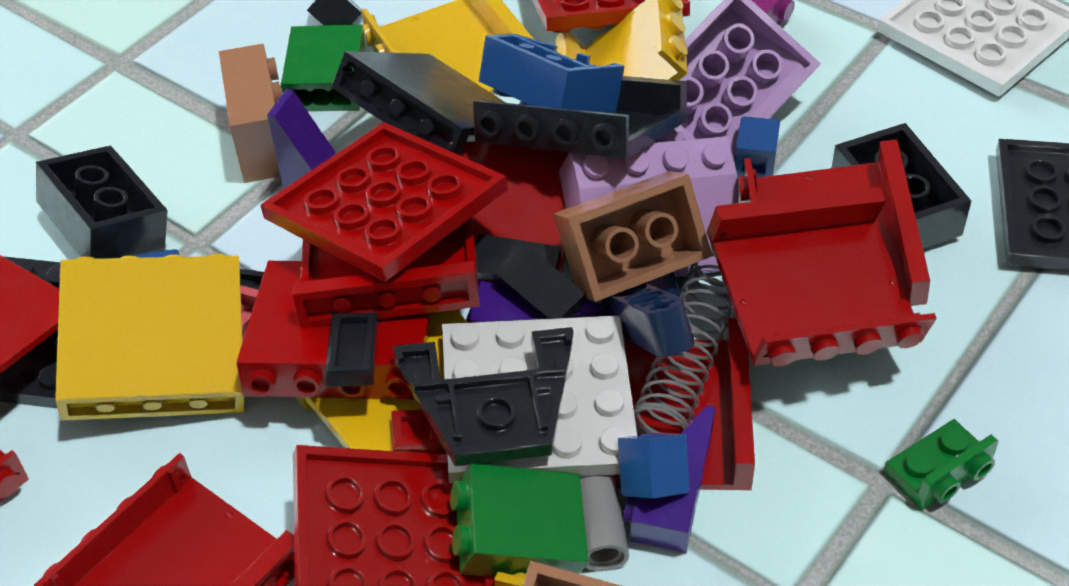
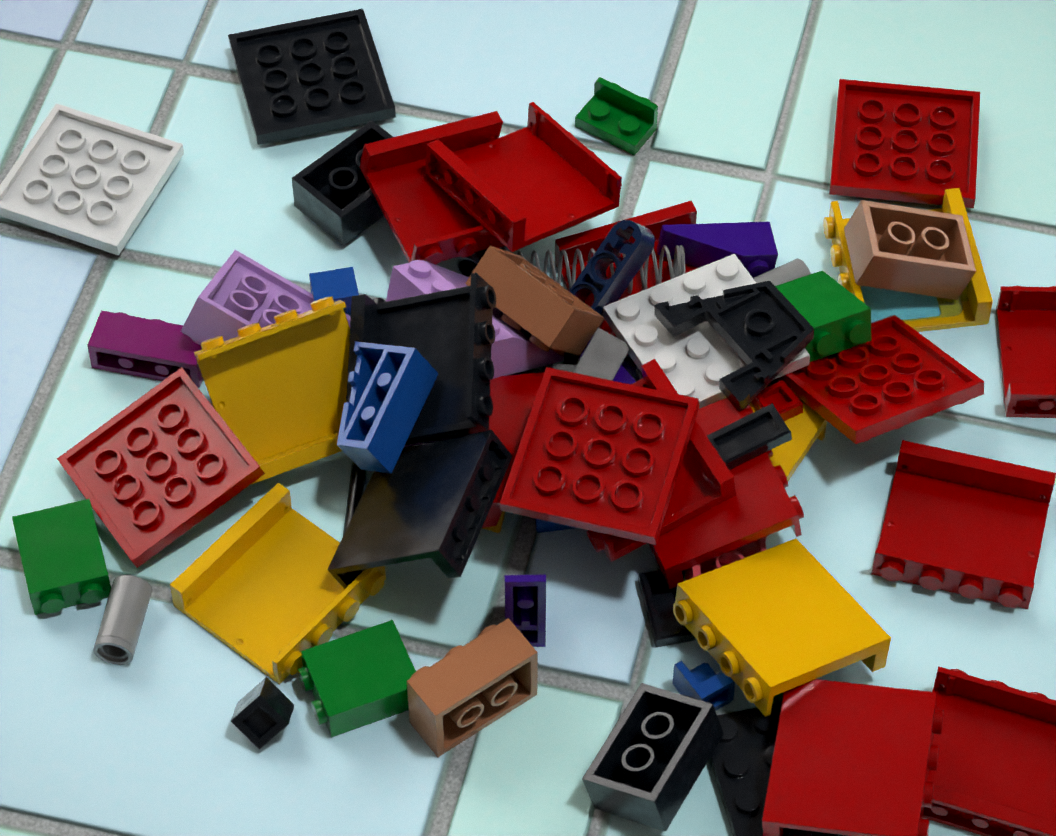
camera: 115 degrees left, 5 degrees up
(653, 465) = (736, 241): blue panel -> none

